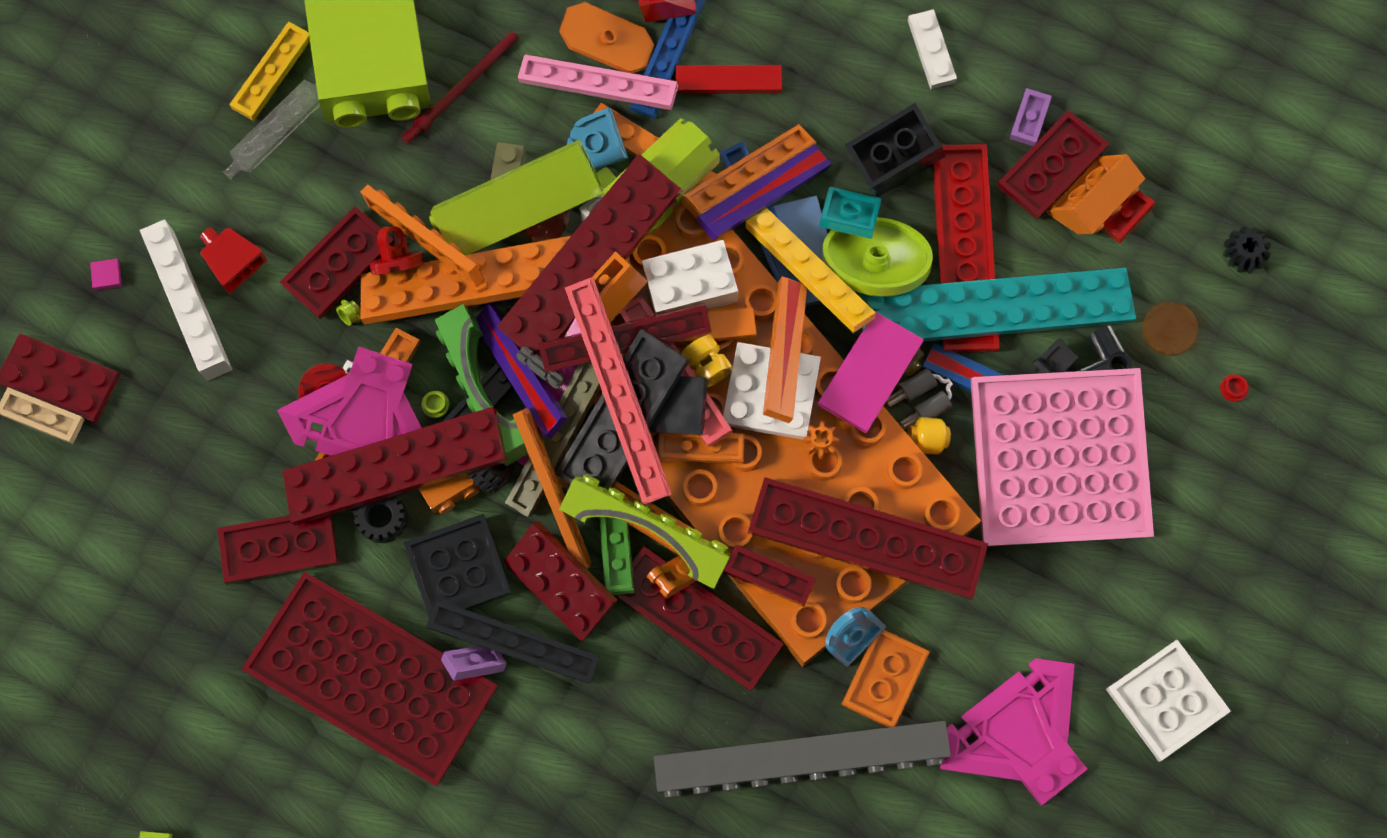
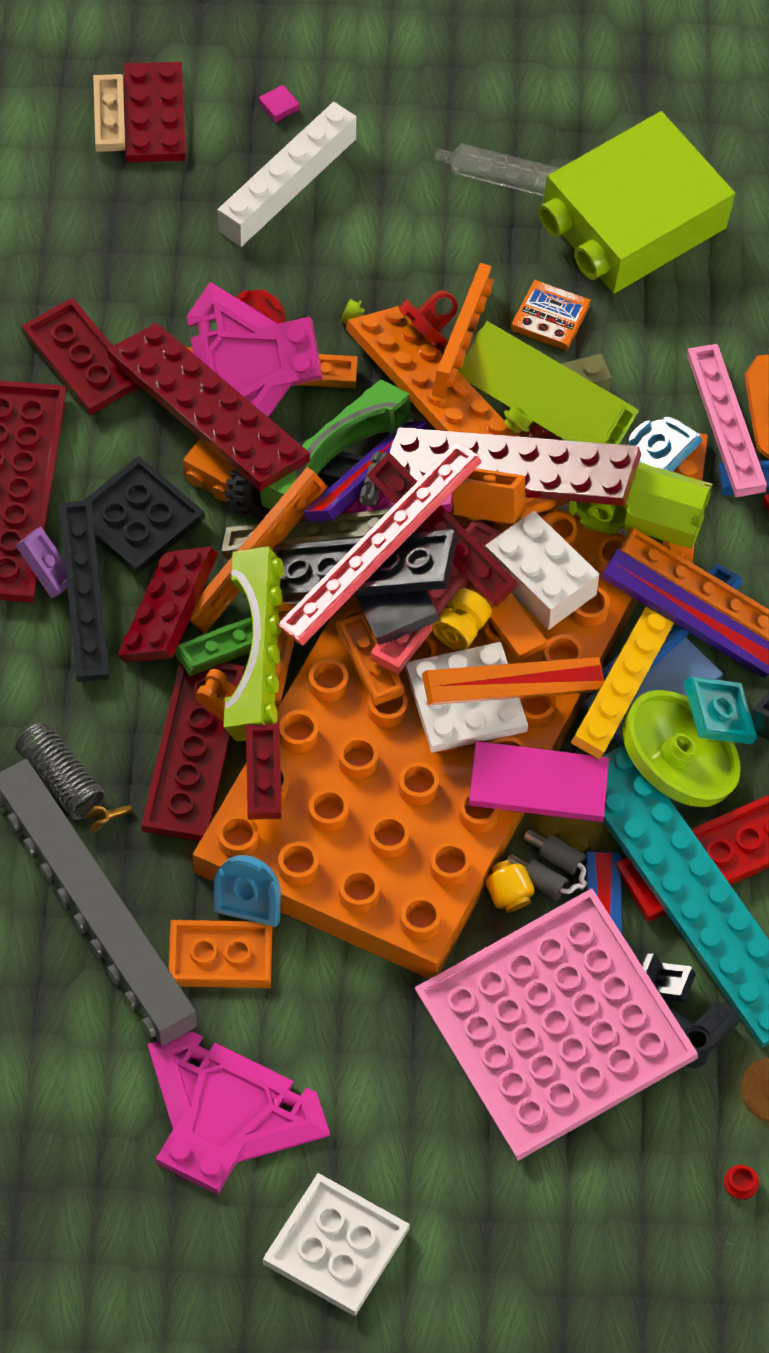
camera: 60 degrees right, 15 degrees down
(231, 257) = (350, 192): red torso -> none
(270, 71) = (555, 140): yellow plate -> none
(335, 263) = (392, 277): dark red plate -> none
(384, 533) = (154, 442): black tyre -> none
(424, 121) = (593, 291): dark red bar -> none
(428, 163) = (550, 315): none -> tile
(435, 404) = (298, 425): lime plate -> none
(534, 233) = (517, 419): none -> lime plate
(663, 737) = (78, 790): none -> dark grey piece
(725, 715) = (102, 815): none -> pearl gold hand
(821, 448) = (434, 751): orange gear -> none
(868, 538) = (352, 849): dark red plate -> none

